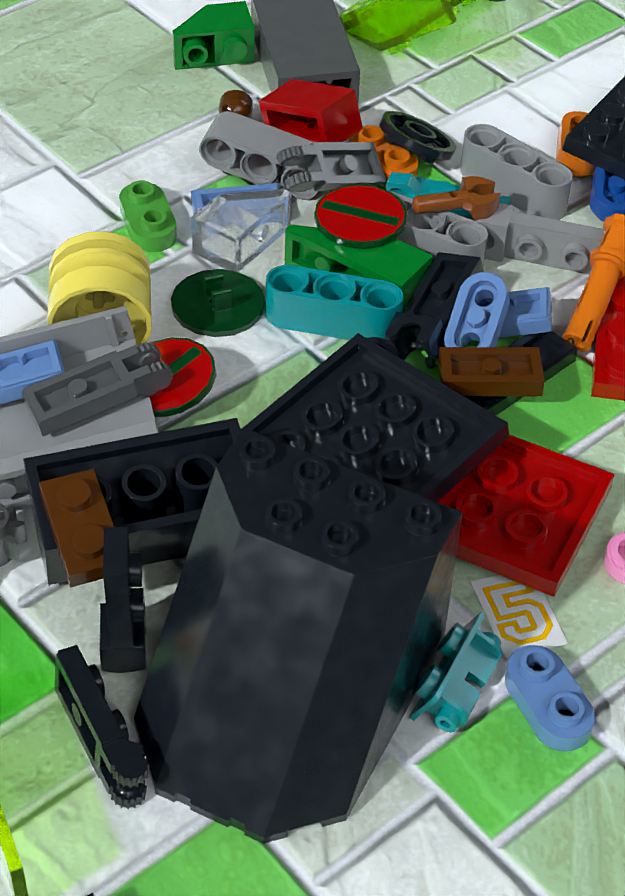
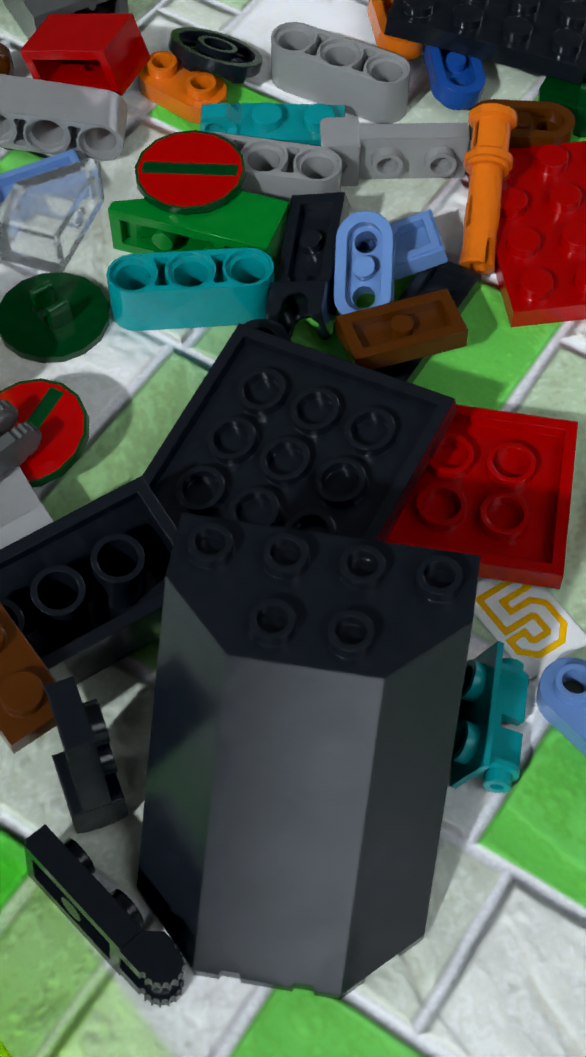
camera: 15 degrees left, 10 degrees up
(332, 165) = (136, 115): dark grey hinge -> none
(474, 195) = (309, 117): dark orange bar -> none

